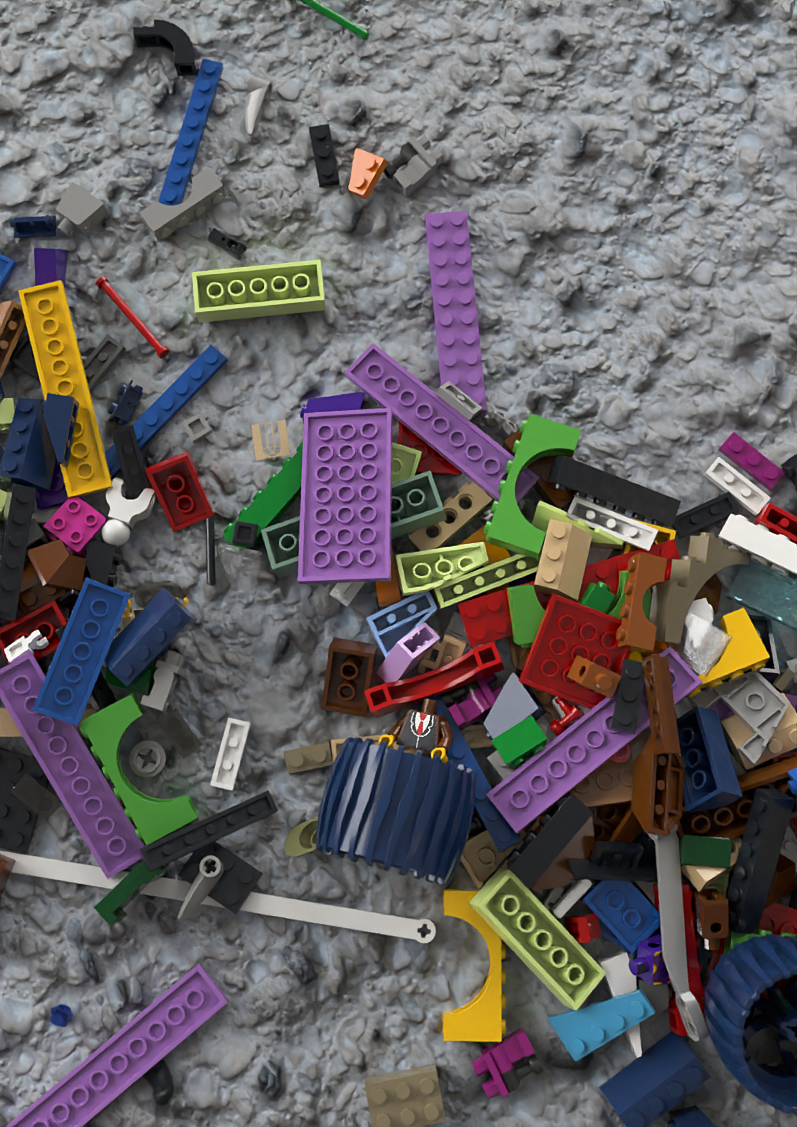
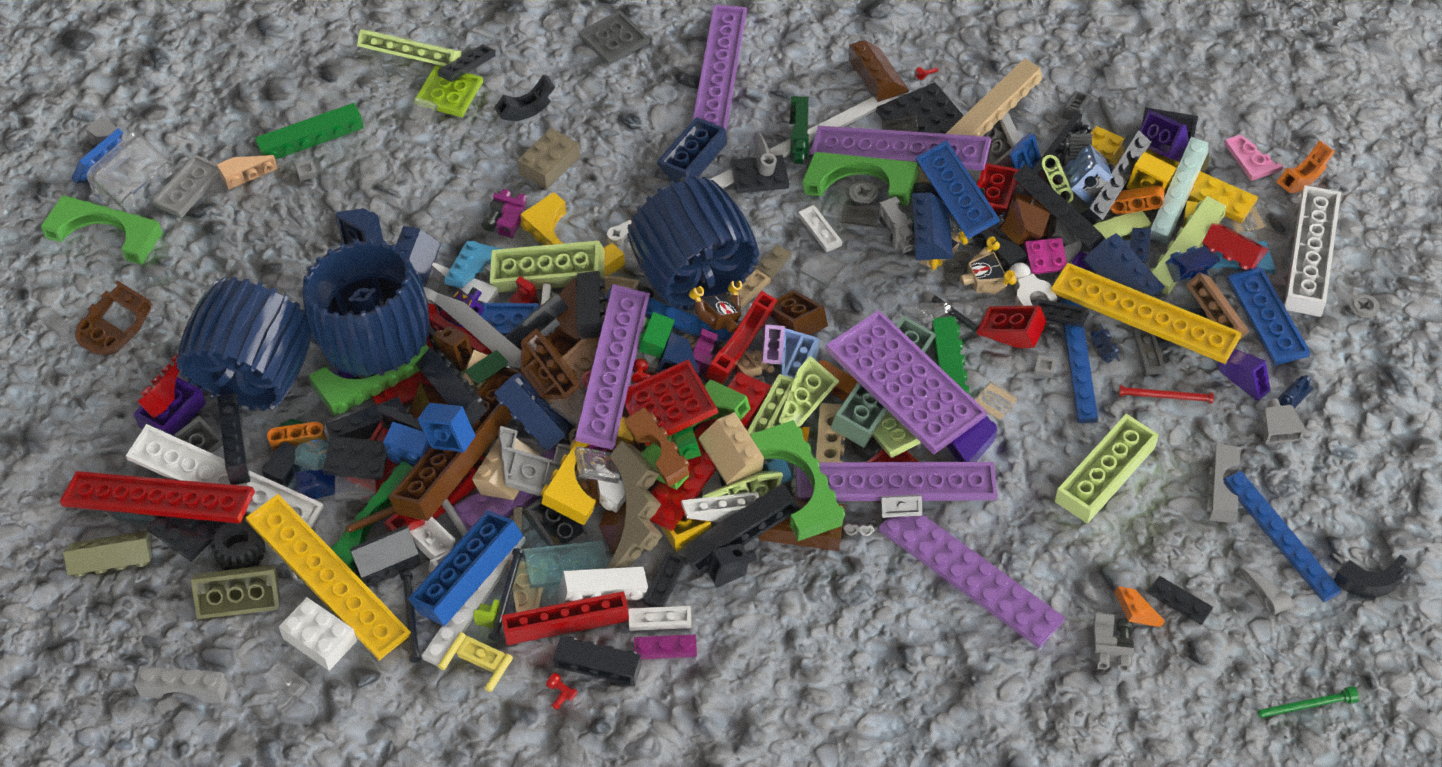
camera: 140 degrees right, 25 degrees down
(25, 645) = (992, 172): white plate -> none
(60, 417) = (1117, 284): dark blue slope -> none
(61, 1015) = (770, 61): clear blue plate -> none
(141, 561) = (986, 272): none -> torso
(207, 831) = (787, 177): black plate -> none
(225, 242) = (1168, 486): black bar -> none
(245, 534) = (942, 325): black tile -> none
(259, 964) = (693, 150): none -> dark blue slope
(595, 676) = (644, 387): dark orange torso -> none
(628, 697) = (613, 395): black plate -> none
(648, 474) = (729, 564): none -> black torso
(660, 705) = (590, 398): reddish brown fence -> none

